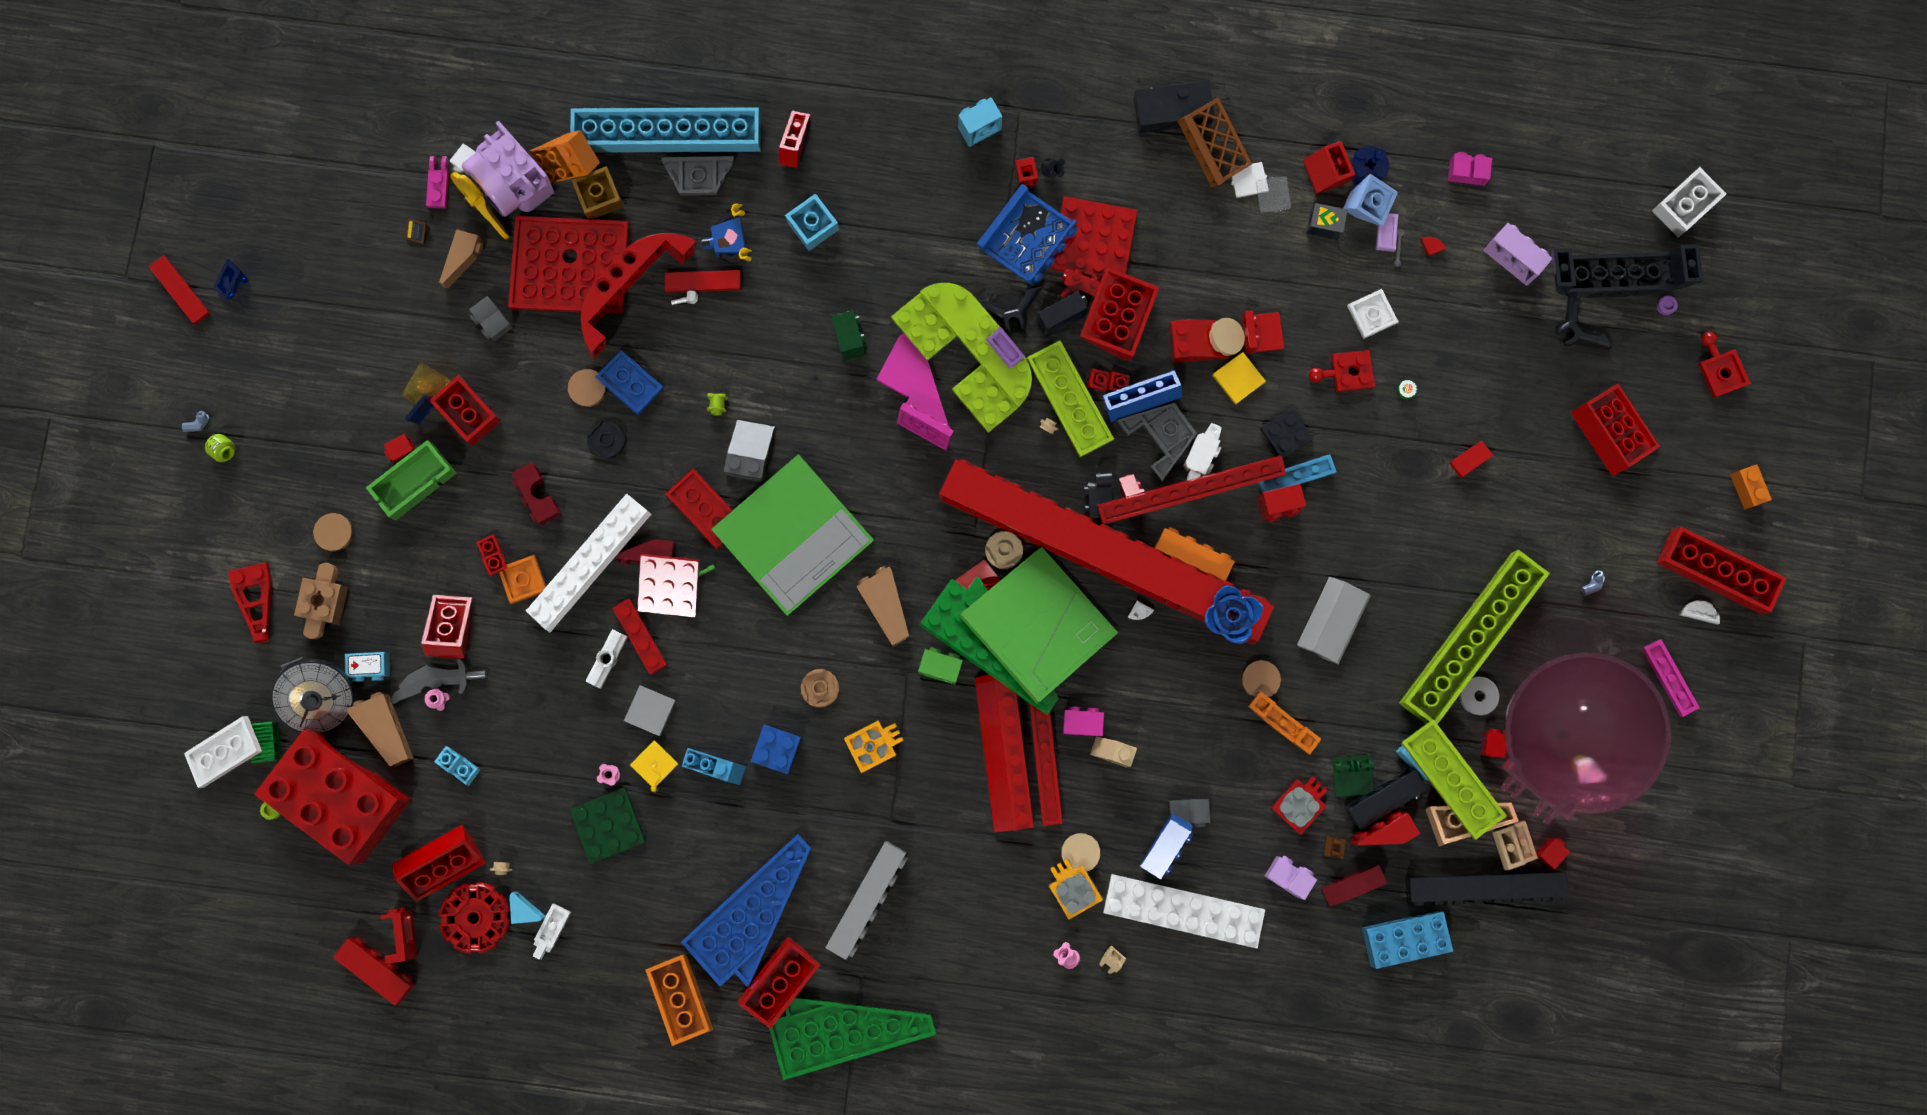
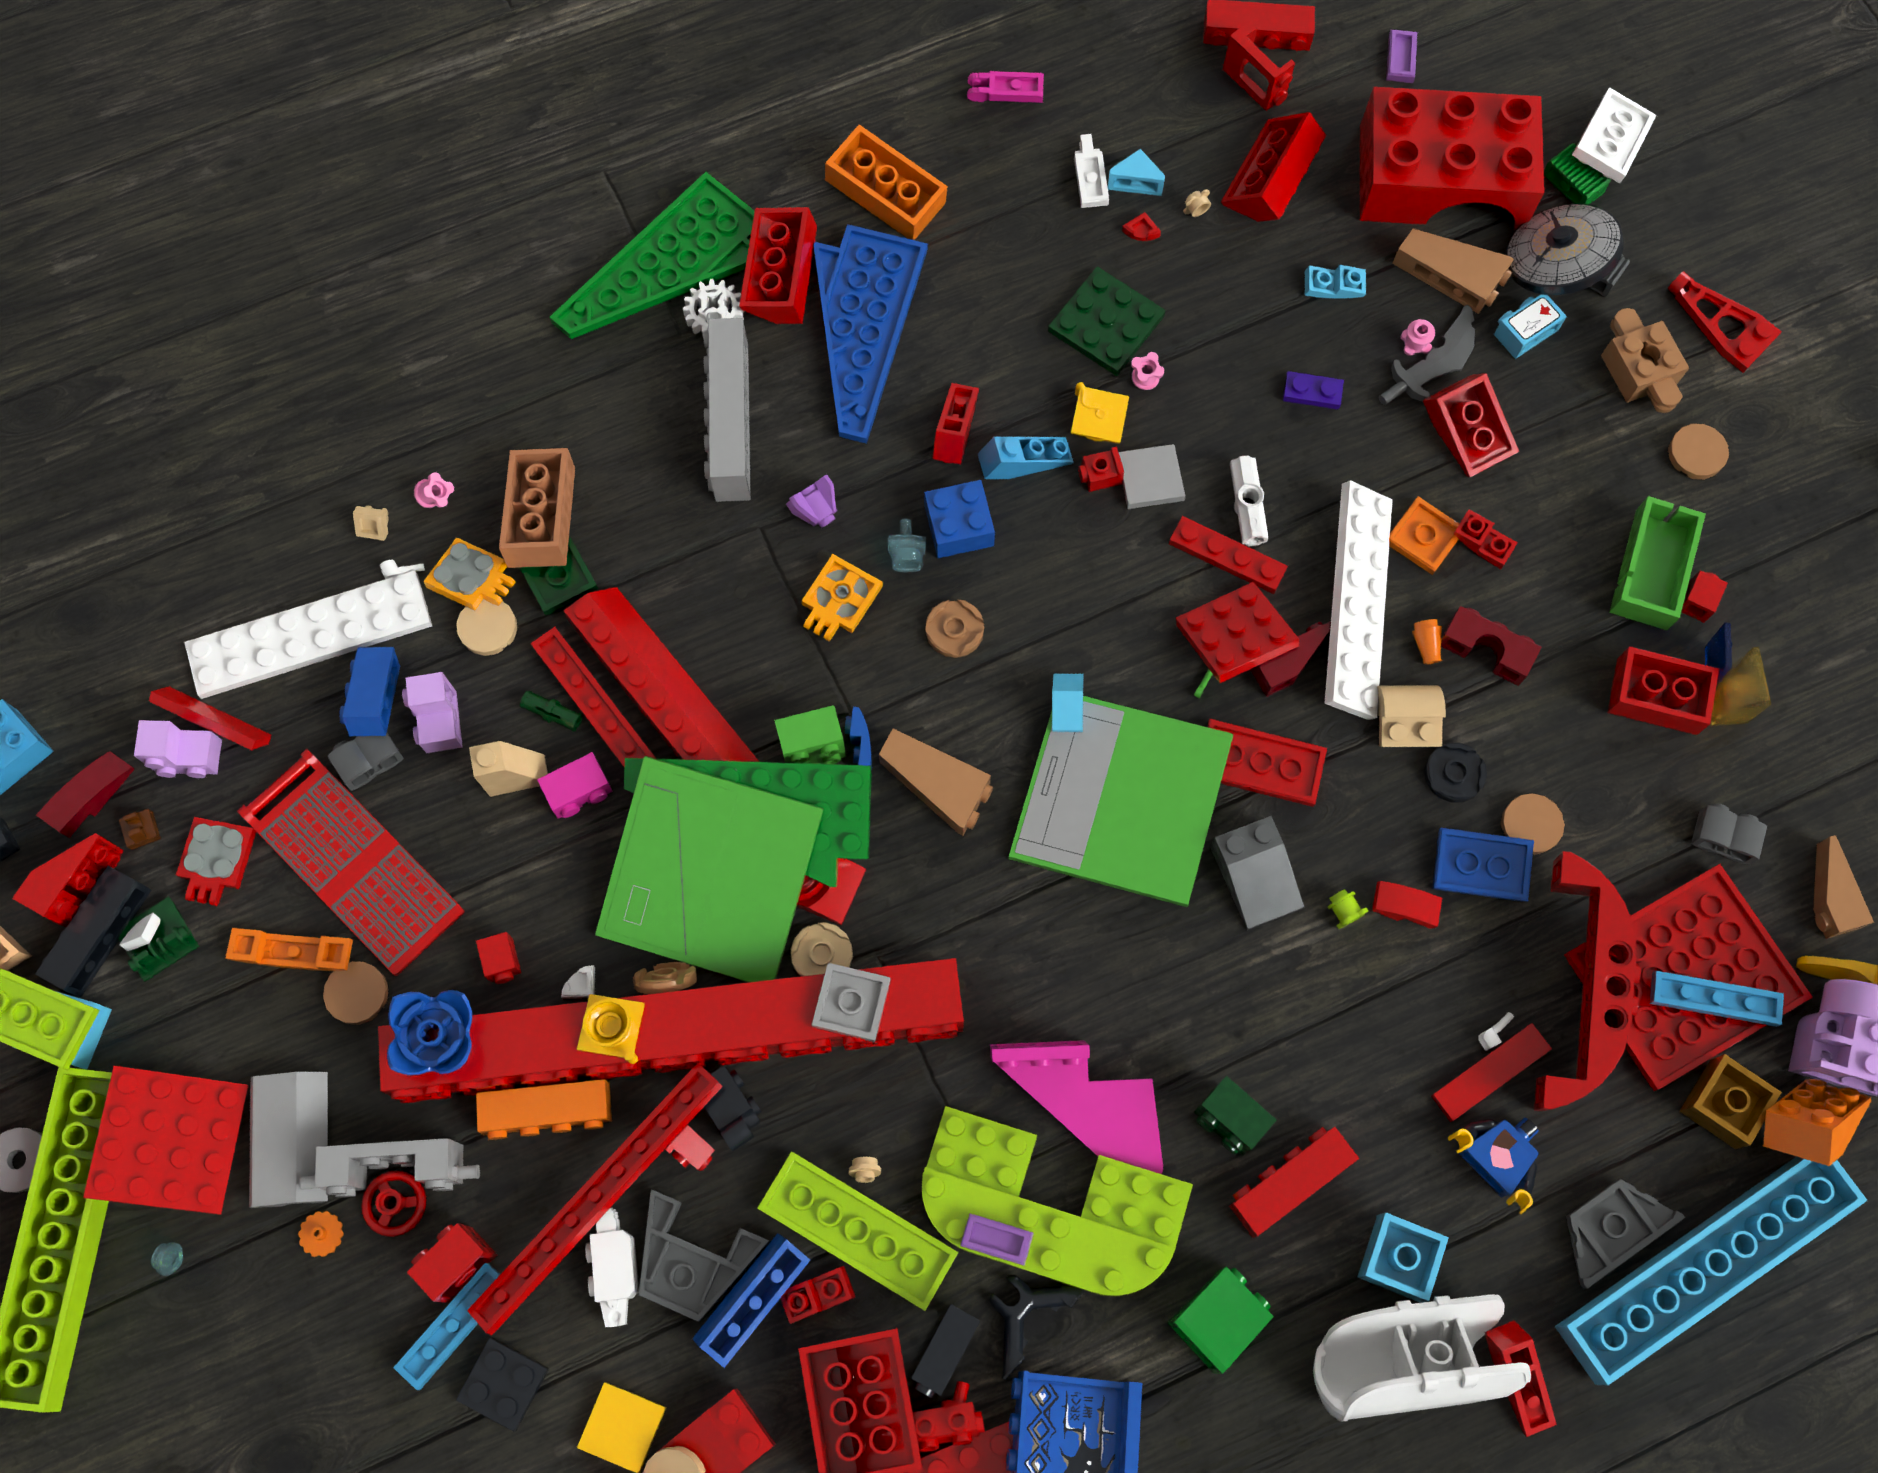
camera: 150 degrees right, 10 degrees down
(302, 894) = (1401, 56): none -> medium lavender tile
(486, 917) = (1189, 152): red plate -> none
(520, 705) = (1313, 390): none -> dark purple plate
(545, 874) = (1141, 228): none -> red tile
(558, 1025) = (1006, 86): none -> dark pink hinge
(565, 242) = (1716, 998): none -> dark azure plate
(567, 517) = (1428, 639): none -> orange cone
(607, 483) = (1410, 715): none -> tan brick
(668, 726) = (1102, 478): none -> red brick
(684, 386) = (1407, 903): none -> red slope
(739, 812) = (955, 424): none -> red slope
(786, 603) = (1067, 703): none -> medium azure slope
(817, 751) = (906, 549): none -> clear light blue piece
(822, 982) = (713, 304): none -> white gear
(839, 290) = (1292, 1182): none -> red brick
(844, 175) = (1412, 1359): none -> white animal
(852, 810) = (815, 503): none -> medium lavender brick
(911, 658) = (859, 735): none -> blue slope
(919, 248) = (1221, 1319): none -> green slope
(1007, 502) = (851, 1002): none -> light grey tile
(1015, 915) = (537, 508): none -> nougat brick
(1024, 857) = (560, 585): none -> dark green plate
(1072, 777) = (551, 710): none -> dark green pin
(1094, 582) = (665, 978): none -> medium nougat tile
(1117, 922) = (390, 569): none -> white hand
(1137, 565) = (611, 1027): none -> yellow hat
(1137, 811) = (436, 712): none -> lavender brick
(1175, 650) = (498, 958): none -> red brick
(1227, 755) = (353, 864): none -> red flag
(1264, 889) = (209, 718): none -> red tile
(1302, 552) = (382, 1199): none -> red piece
(1311, 586) = (343, 1168): none -> light grey brick
(1340, 563) = (320, 1234): none -> orange piece
(1360, 781) = (141, 933): none -> white tile
(1397, 654) = (166, 1141): none -> red plate
(1424, 595) = (167, 1258): none -> clear light blue plate

